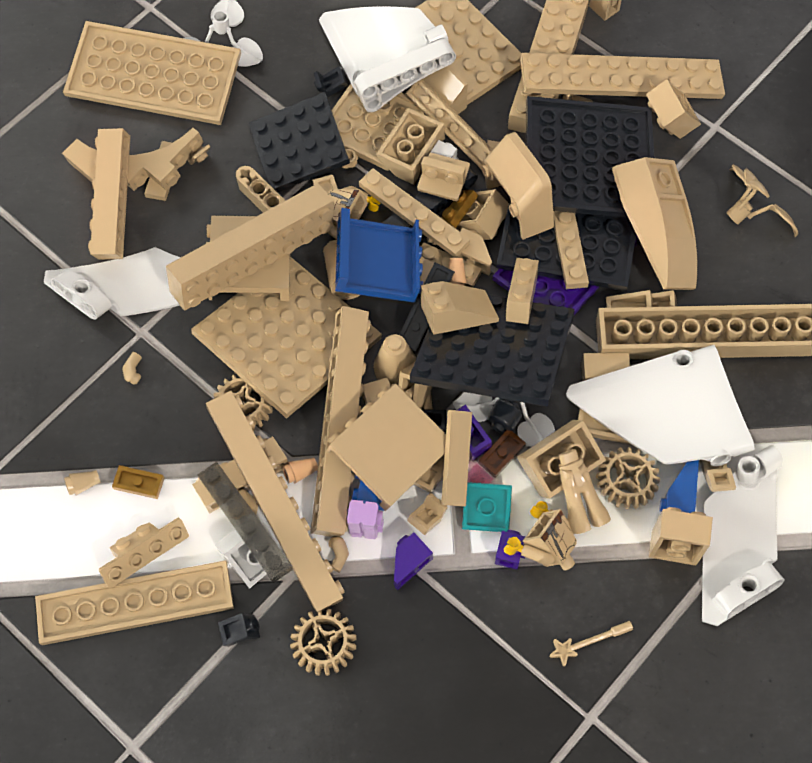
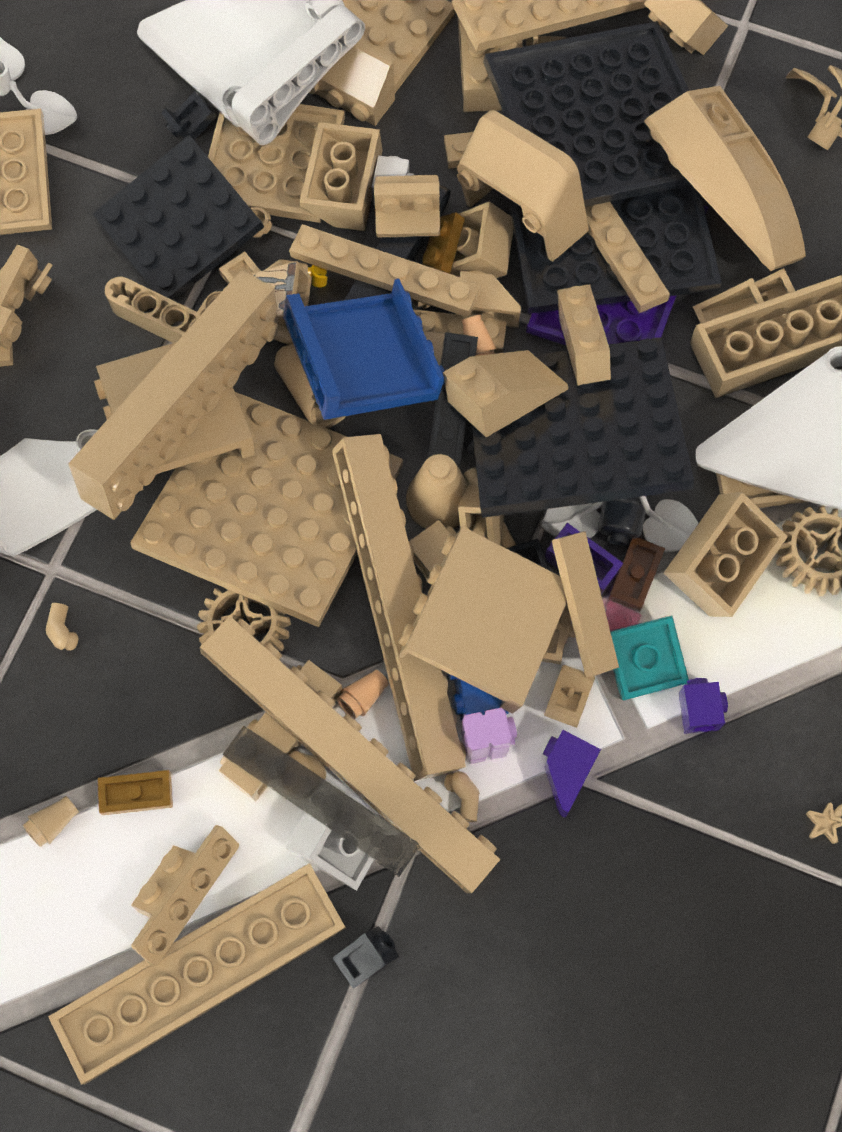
camera: 20 degrees left, 5 degrees up
(315, 622) = (516, 908): tan gear -> none
(454, 125) = (394, 129): tan tile -> none
(548, 540) = (753, 675): tan torso -> none
(577, 481) = (777, 604): tan piece -> none
(602, 363) = (723, 405): tan brick -> none

